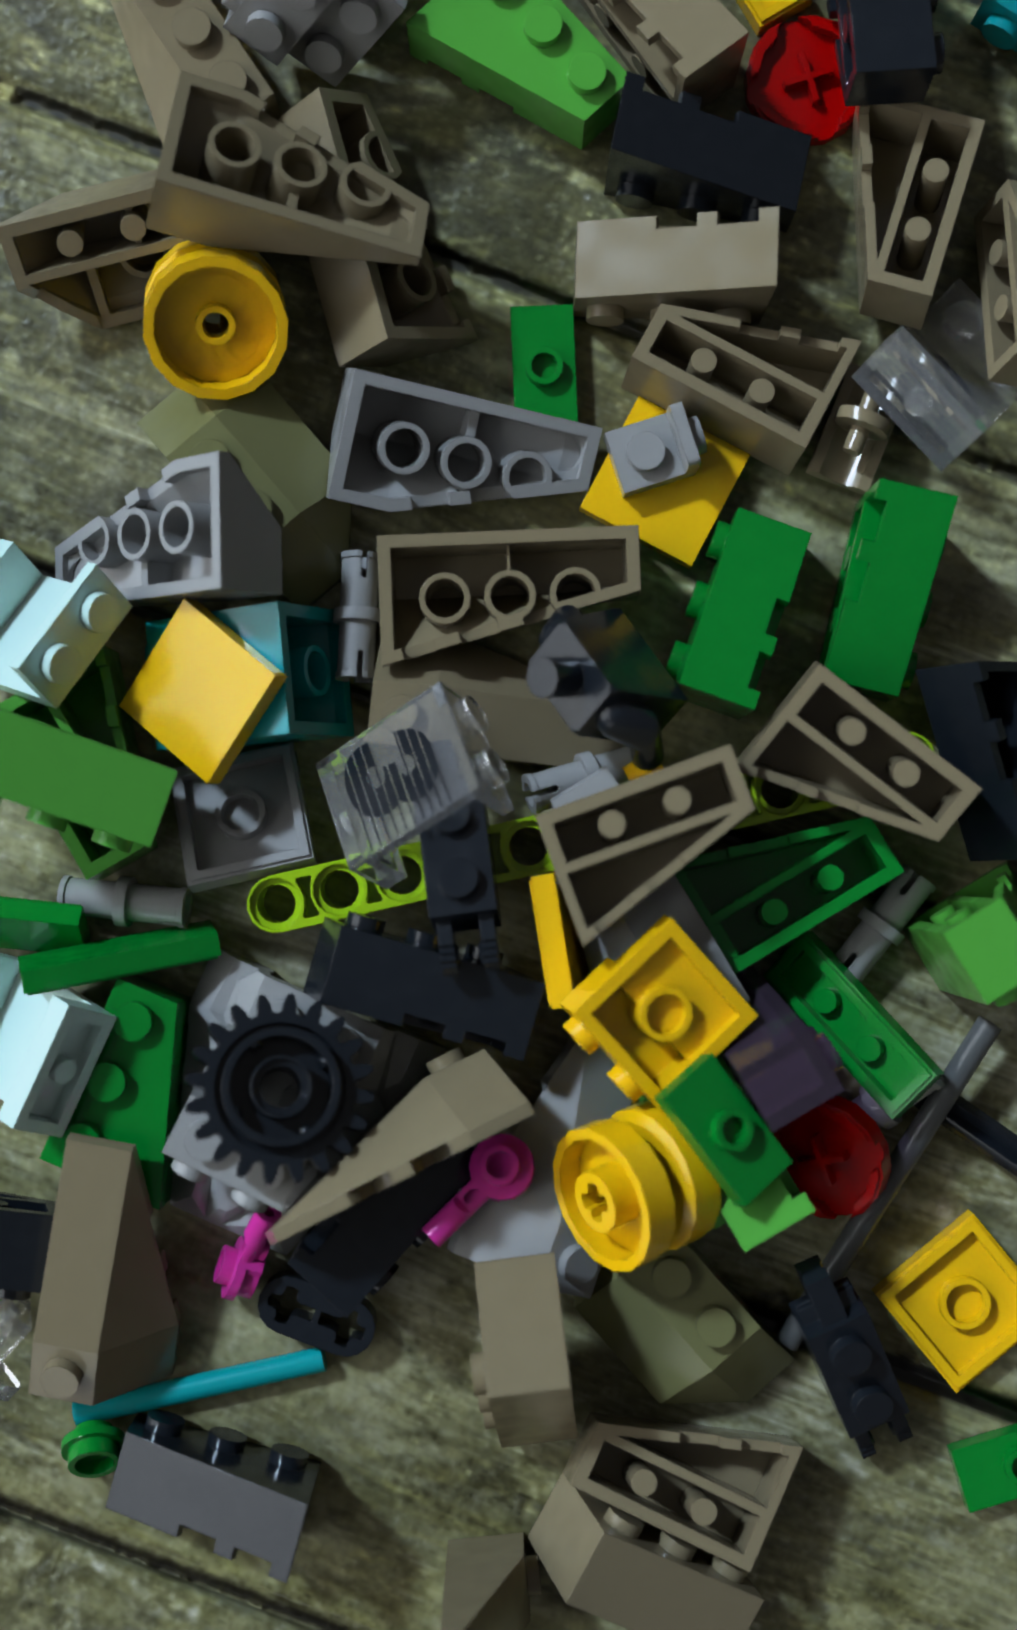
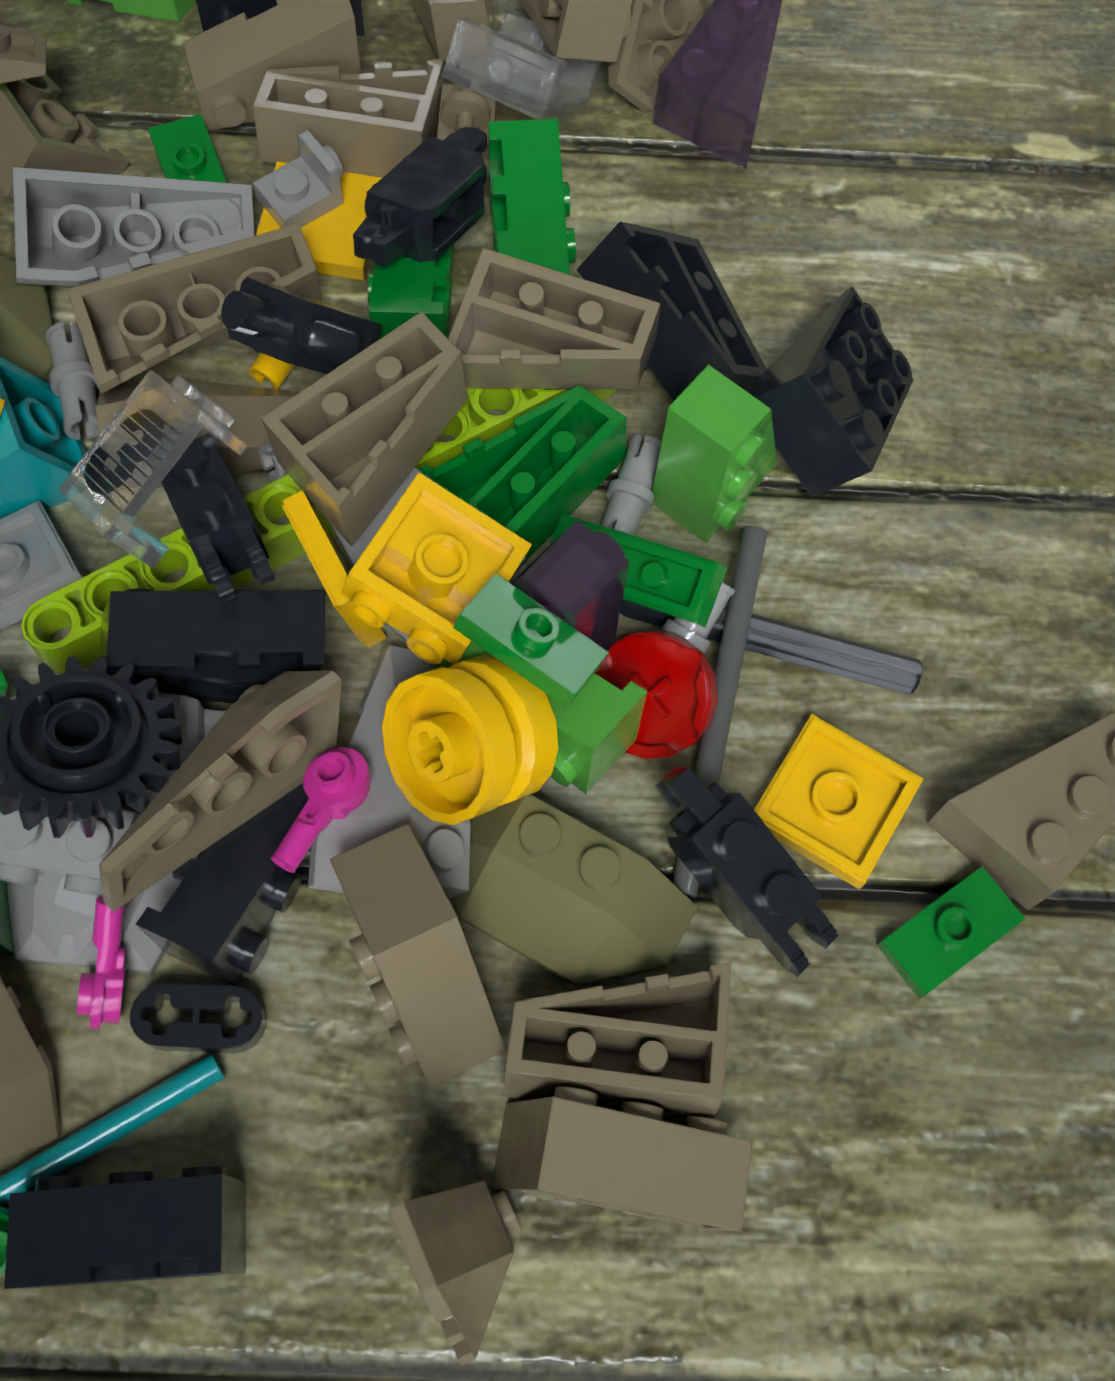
camera: 25 degrees left, 20 degrees down
(783, 548) = (425, 200): none -> black hinge

